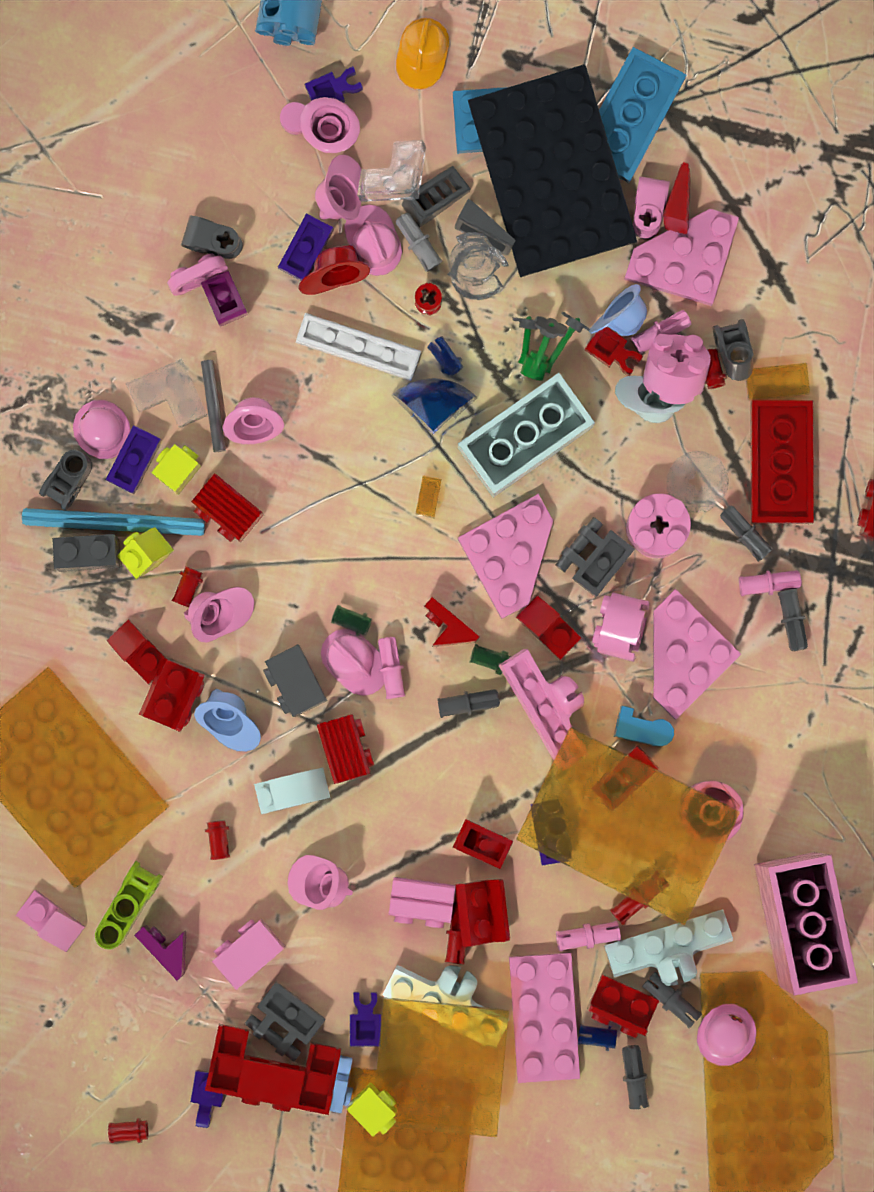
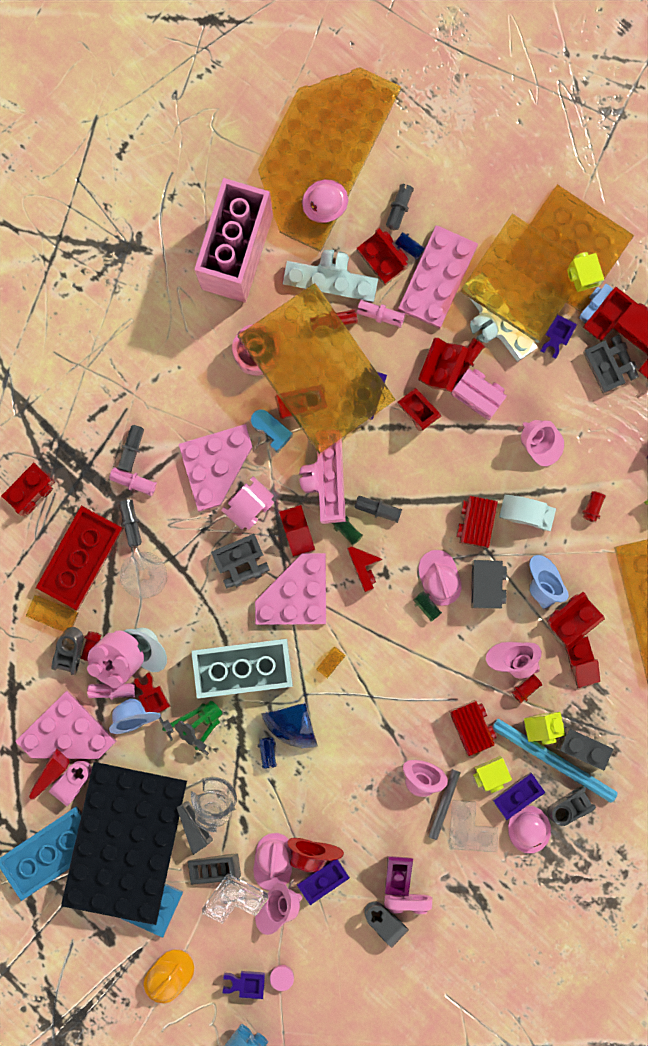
camera: 150 degrees left, 0 degrees up
(248, 953) = (613, 420): bright pink brick -> none
(329, 125) = (261, 959): bright pink hat -> none
(358, 346) = (323, 792): white tile -> none
(391, 667) = (417, 559): bright pink axle -> none
(418, 242) = (243, 843): light grey axle -> none
(429, 289) = (253, 804): red bush -> none
(671, 513) = (174, 565): bright pink brick -> none
(672, 1000) = (348, 243): dark grey pin -> none

